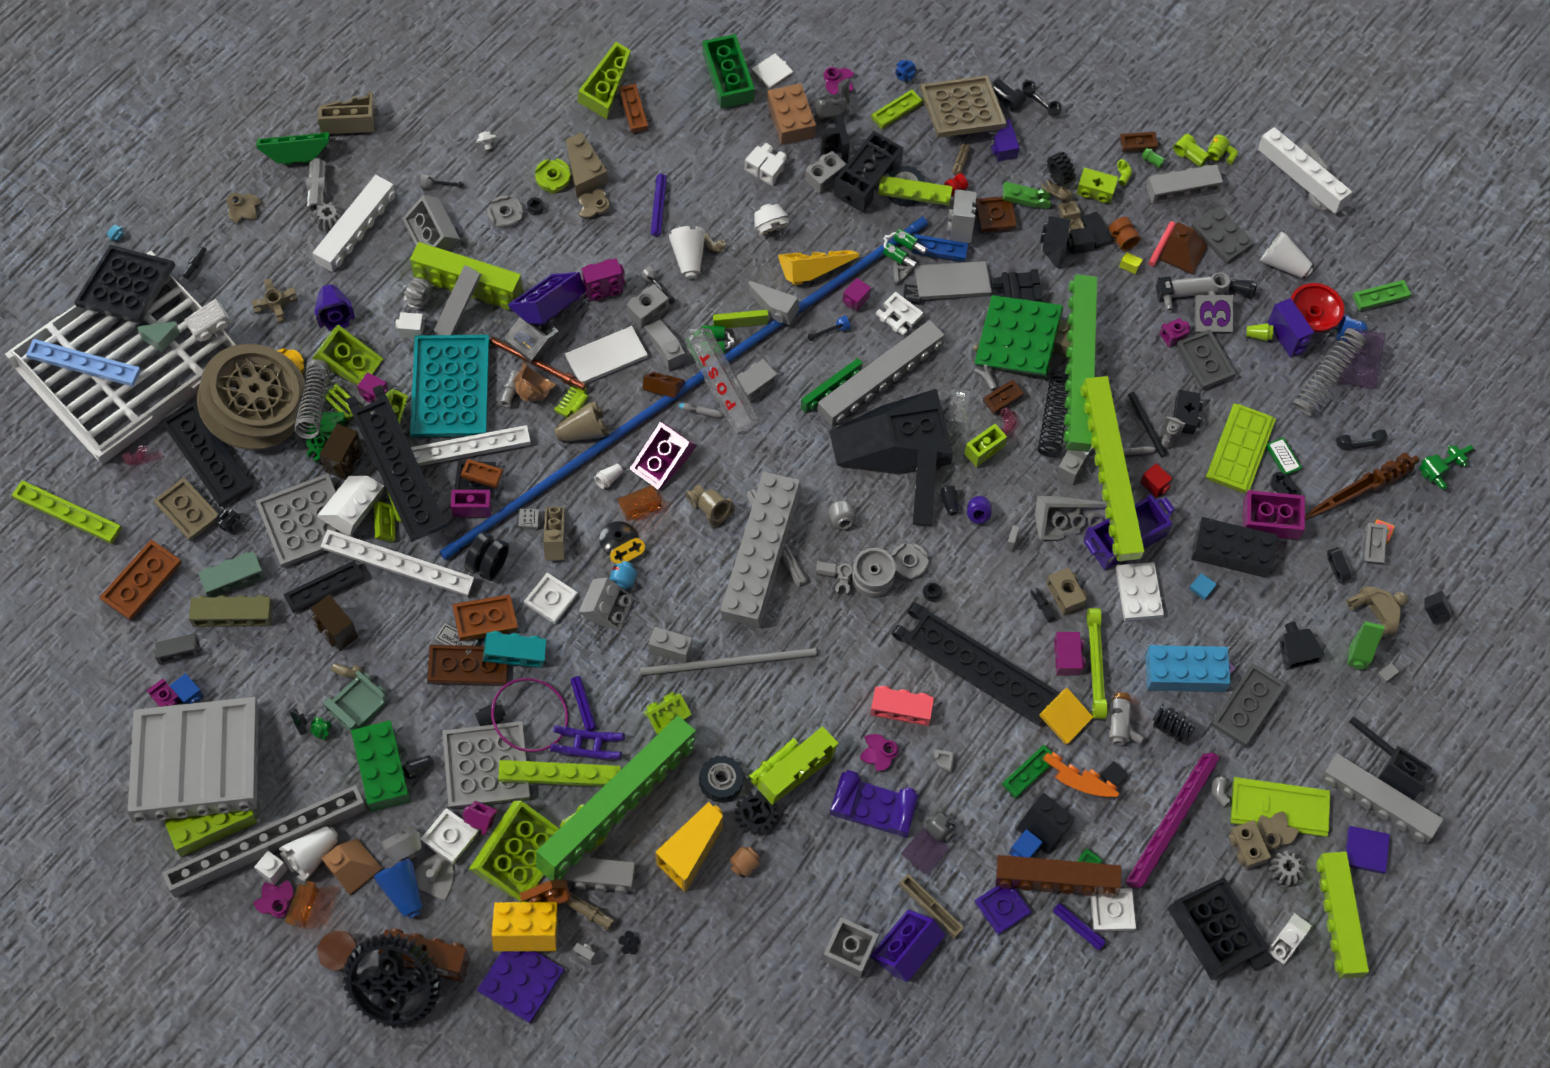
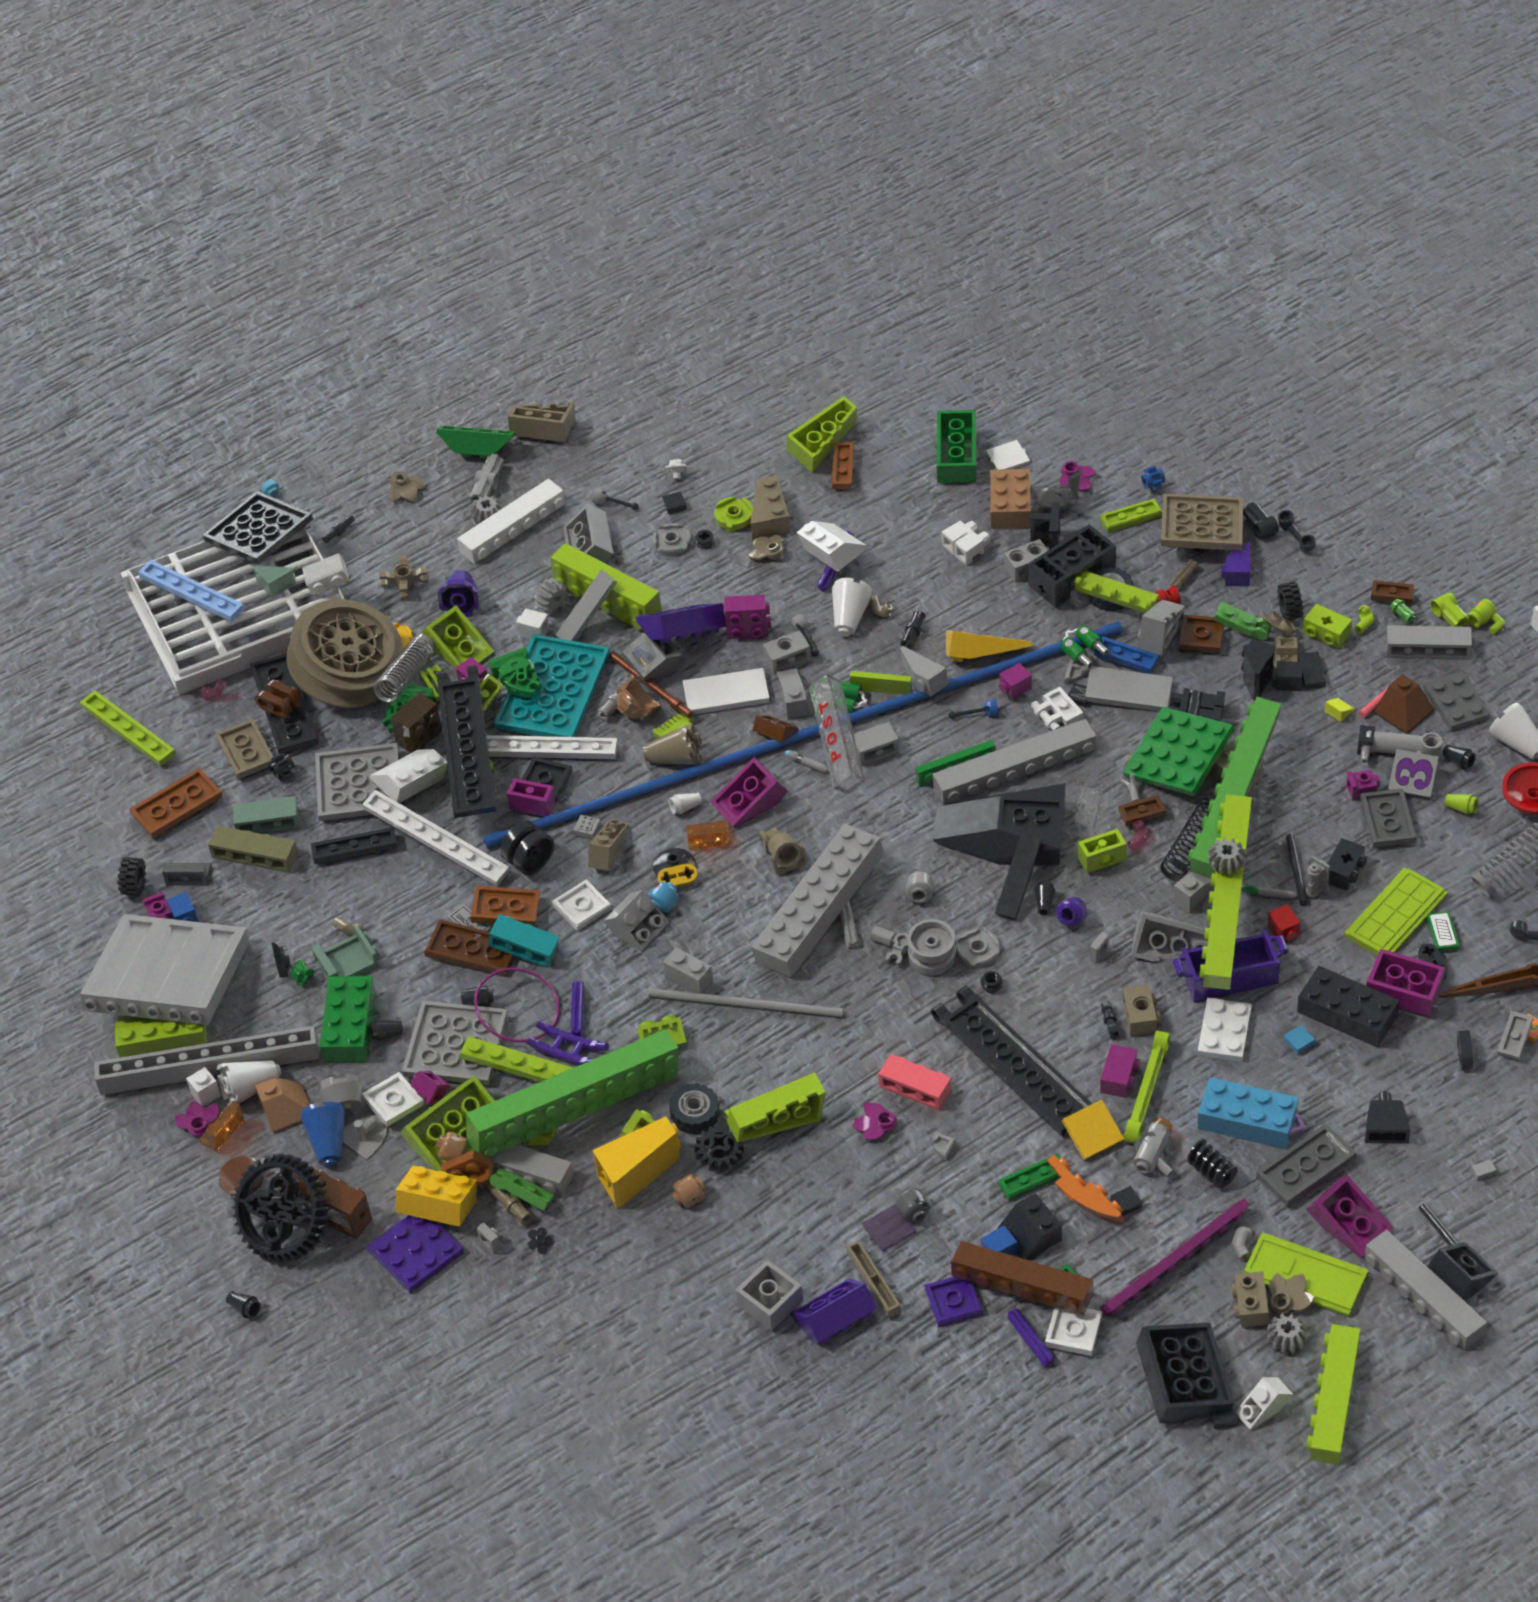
camera: 25 degrees right, 15 degrees down
(127, 668) = (131, 876): none -> black tyre
(202, 453) = (278, 698): none -> reddish brown brick
(333, 623) = (349, 877): dark brown brick -> none
(384, 522) = (437, 799): lime plate -> none
(414, 380) = (516, 673): none -> green piece
(482, 473) = (552, 771): dark orange plate -> none
(495, 174) = (674, 502): none -> black tile
(524, 876) = (451, 1146): none -> medium nougat head
(598, 899) = (522, 1189): none -> bright green hinge
(652, 191) = (830, 544): none -> white slope
(676, 814) = (638, 1120): none -> lime bracket
(749, 260) = (913, 629): none -> black pin
(770, 218) = (947, 591): white cone -> none
(874, 805) = (848, 1170): dark purple piece -> none
(1100, 439) = (1226, 856): none -> light grey gear
(1124, 233) = (1340, 677): dark orange wheel -> none
(1290, 327) = (1495, 802): dark purple brick -> none
(1299, 745) = (1349, 1215): none -> magenta slope
(1364, 645) = (1459, 1128): bright green slope -> none
(1367, 849) = (1390, 1338): dark purple tile -> none
(1382, 605) = (1501, 1101): dark tan connector -> none

